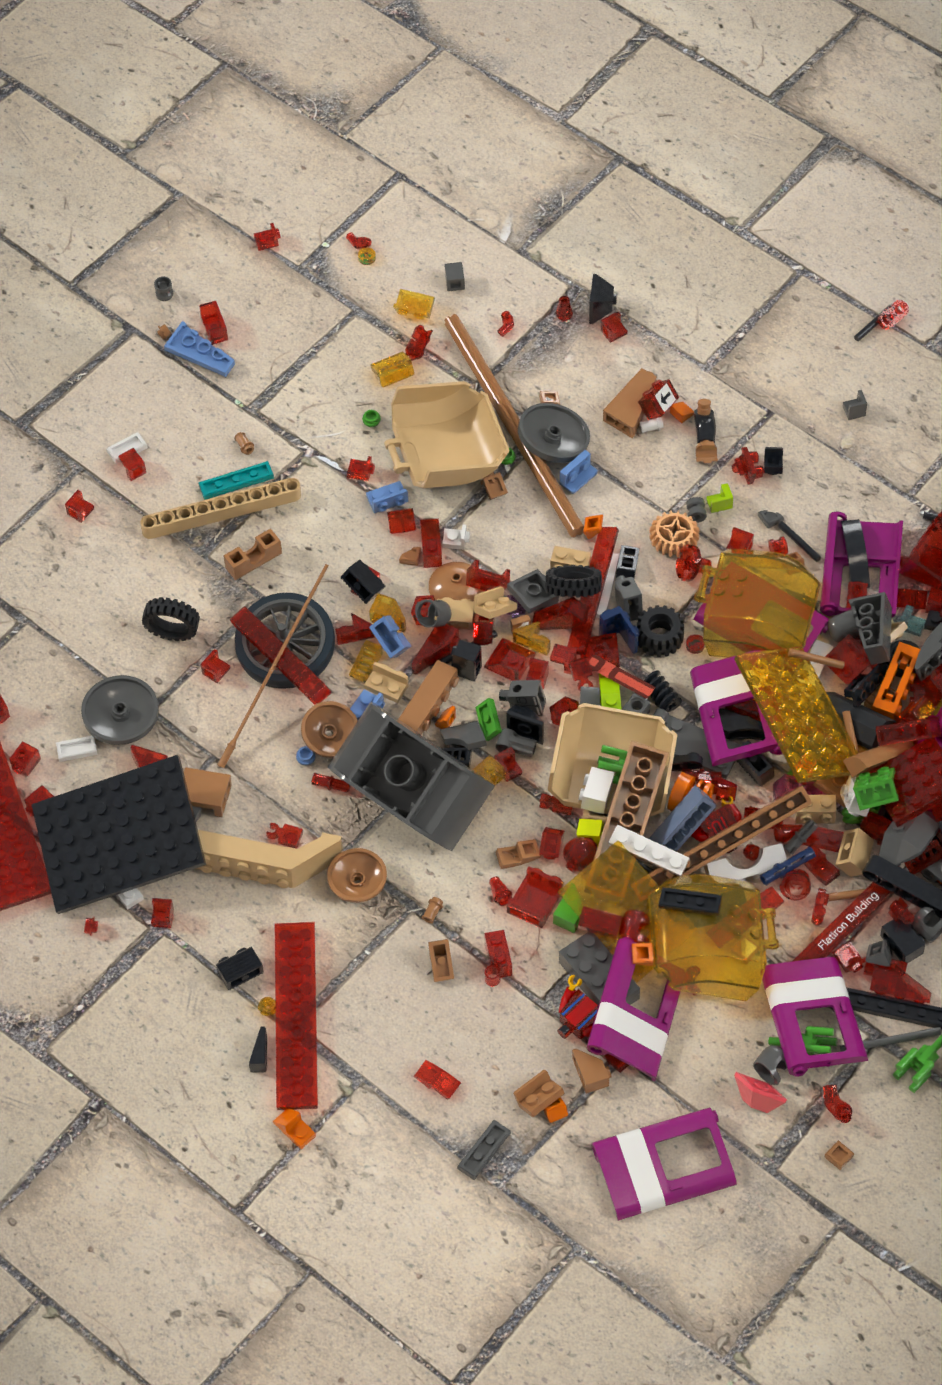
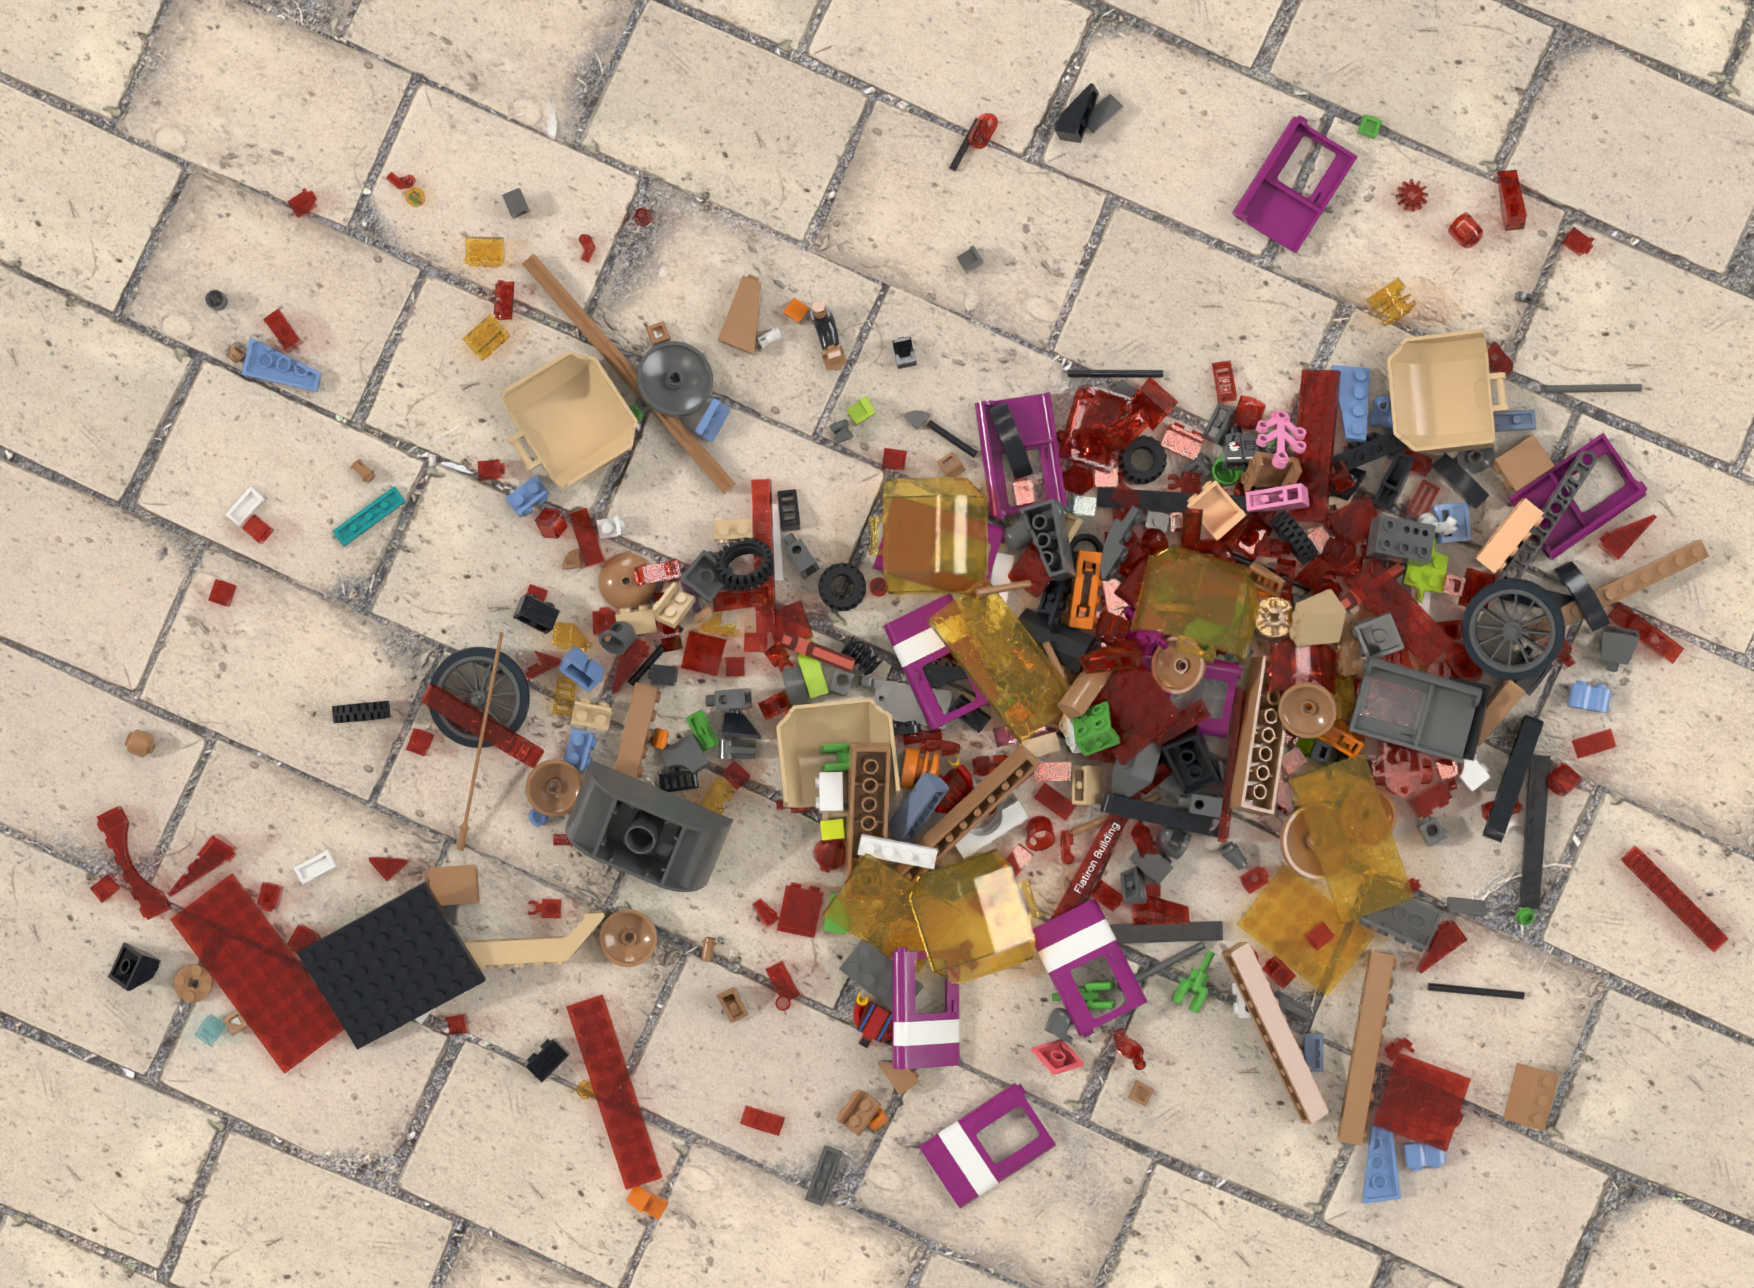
camera: 25 degrees left, 30 degrees up
(91, 926) = (395, 1053): clear red plate -> none
(120, 710) = (344, 820): dark grey dish -> none
(209, 510) = (359, 565): tan beam -> none
(258, 1059) = (594, 1142): black slope -> none
(266, 548) = (418, 605): medium nougat arch -> none
(371, 418) = (483, 405): bright green plate -> none
(494, 485) = (633, 458): medium nougat bracket -> none
(517, 855) = (771, 867): medium nougat slope -> none
(551, 843) = (800, 851): clear red brick -> none
(593, 525) = (744, 480): orange slope -> none
(599, 922) = (870, 937): clear red brick -> none
(601, 299) = (678, 195): black slope -> none
(612, 327) = (699, 224): clear red panel -> none
(619, 622) = (790, 593): dark blue bracket -> none
(632, 923) = (901, 934): clear red helmet -> none
(642, 954) = (919, 961): orange slope -> none
(658, 399) = (770, 311): clear red brick -> none
(664, 528) = (825, 449): light nougat gear -> none
(690, 563) = (852, 502): clear red tile -> none
(690, 901) = (952, 908): black tile -> none
(745, 465) = (876, 356): clear red hips -> none
(769, 876) = (1027, 822): dark blue pin -> none
(779, 545) = (933, 454): clear red wheel -> none
(800, 836) = (1032, 782): dark grey axle -> none

